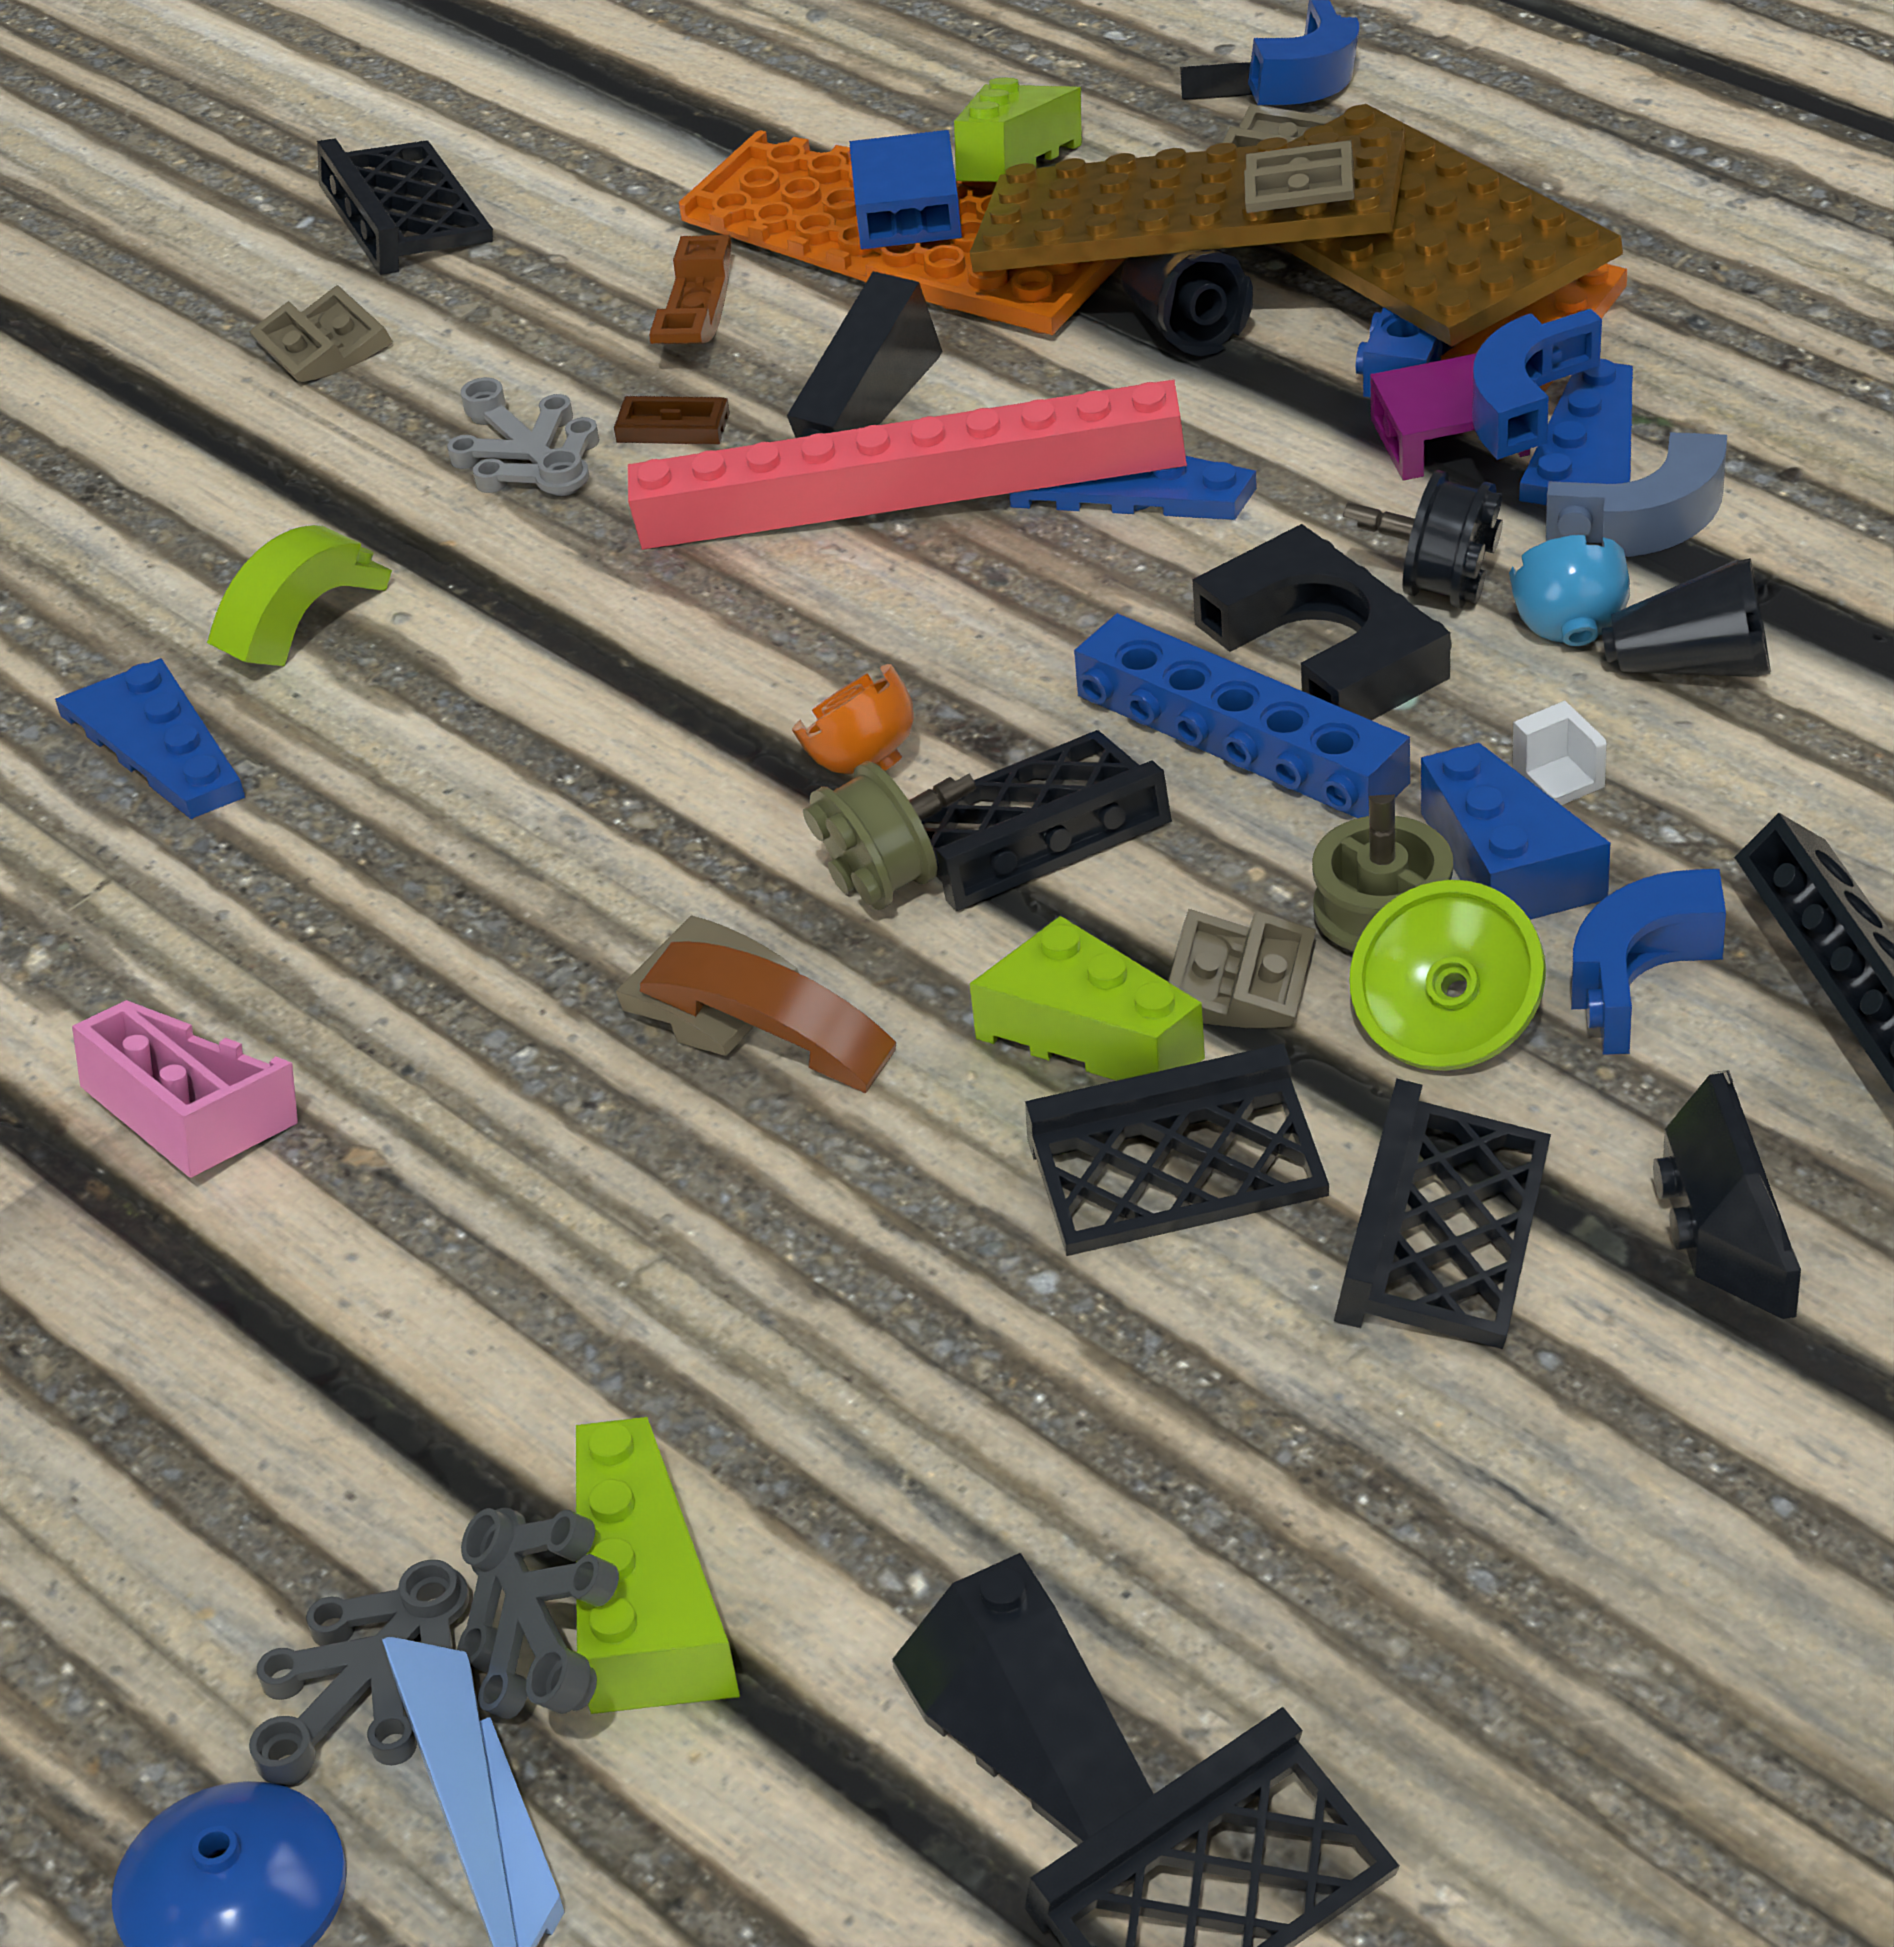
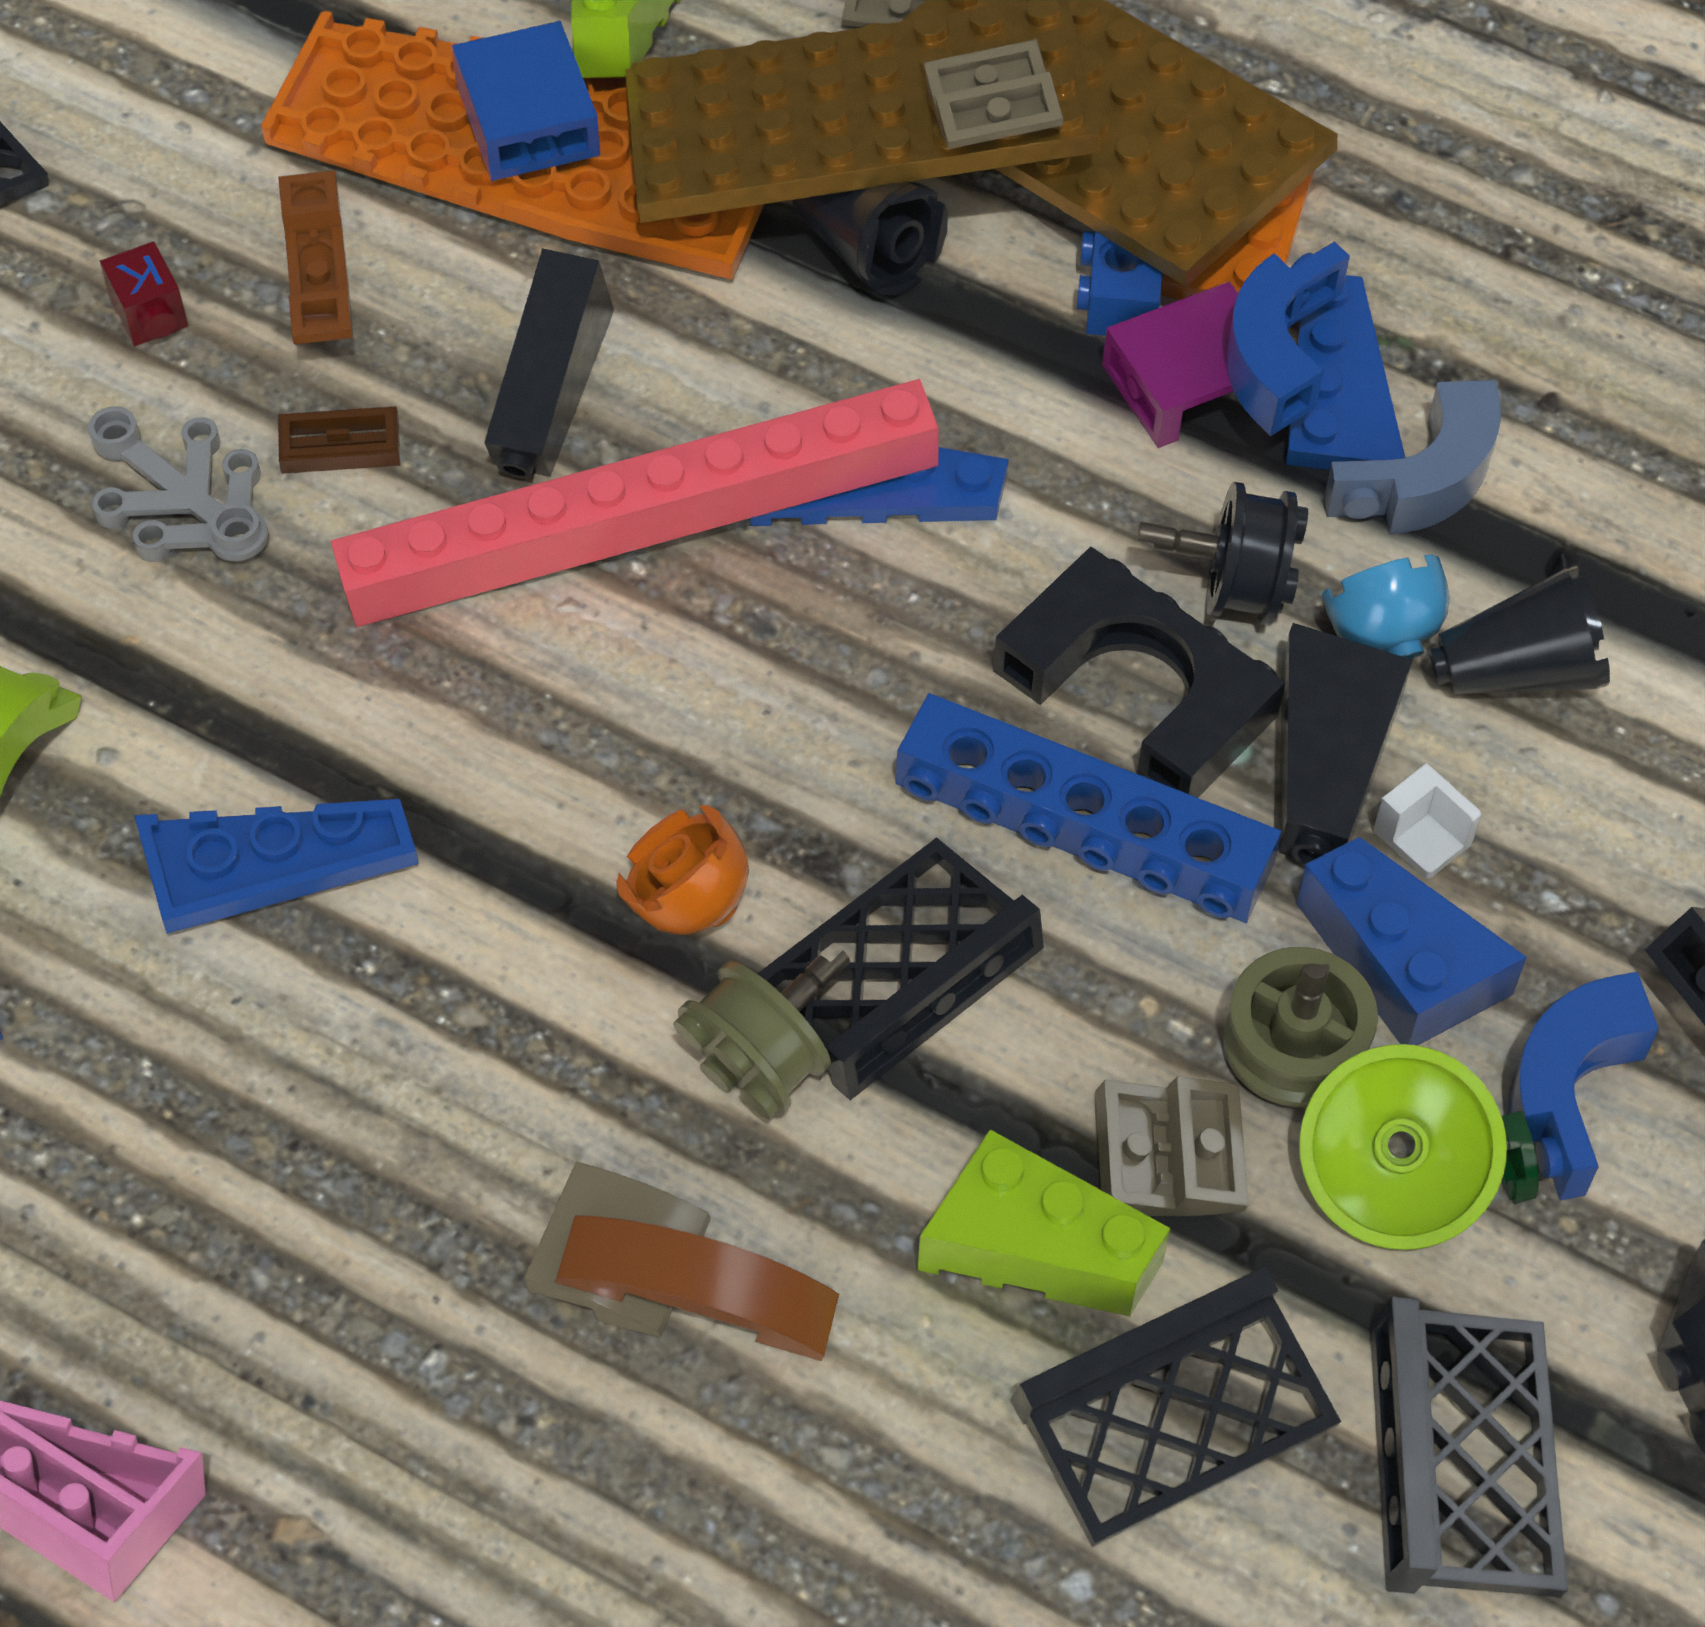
camera: 20 degrees left, 15 degrees up
(489, 693) = (246, 862): none -> blue wing
(540, 307) = (144, 293): none -> dark red brick
(1494, 673) = (1332, 736): none -> black slope
(1561, 1005) = (1521, 1166): none -> dark green tile

